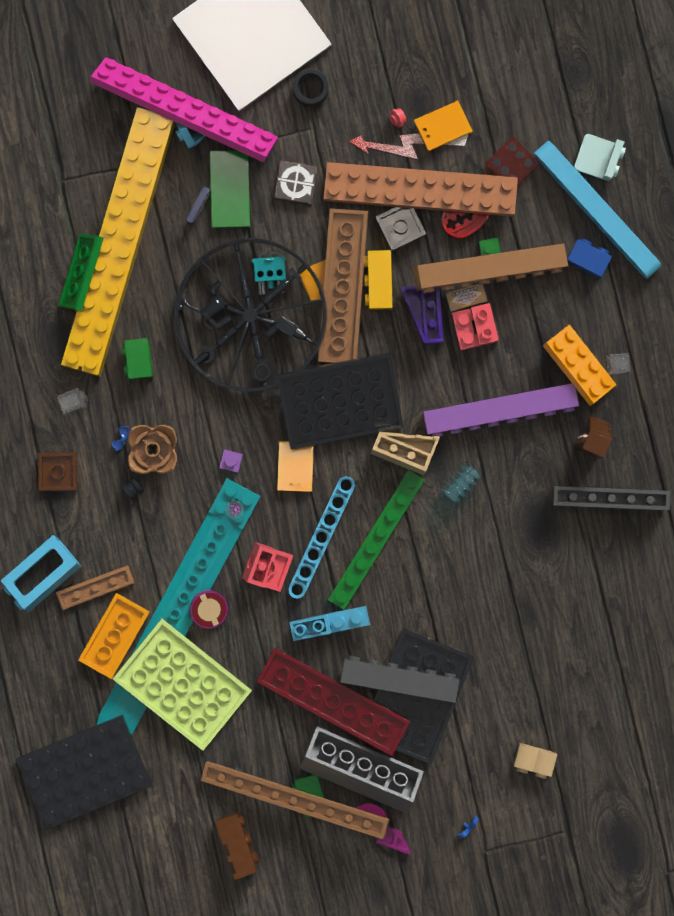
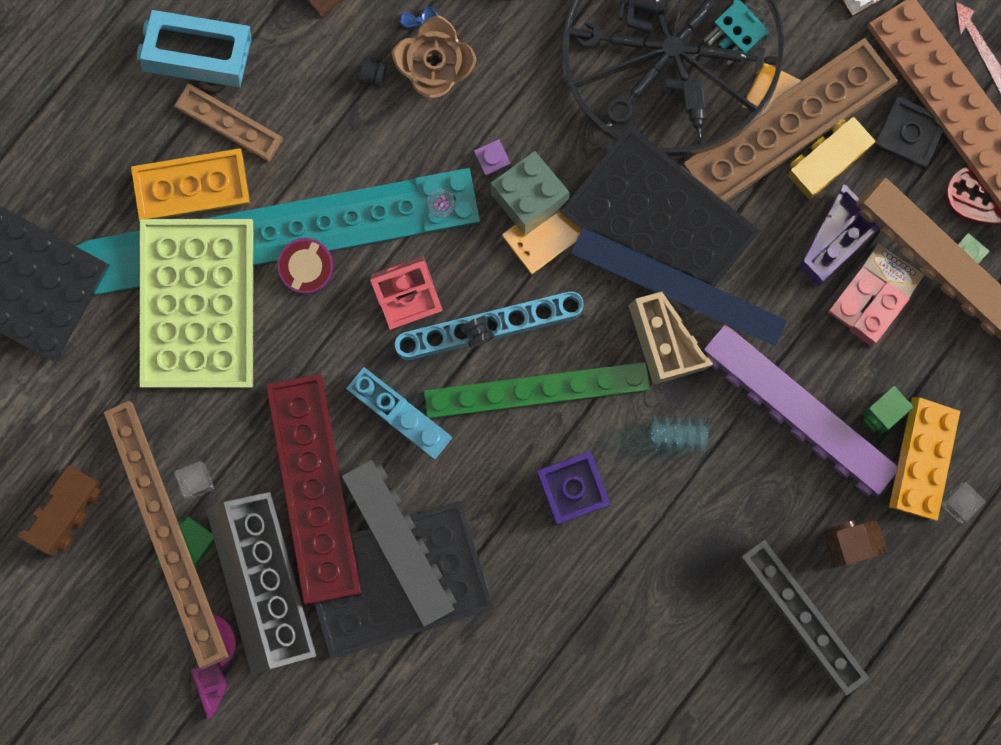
camera: 55 degrees right, 5 degrees down
(268, 457) = (529, 193): none -> sand green brick
(277, 761) = (194, 480): none -> clear brick
(321, 547) = (477, 332): none -> black wheel
(383, 419) = (679, 286): none -> dark blue tile
(445, 563) = (573, 488): none -> dark purple brick
(538, 365) = (886, 411): none -> green brick

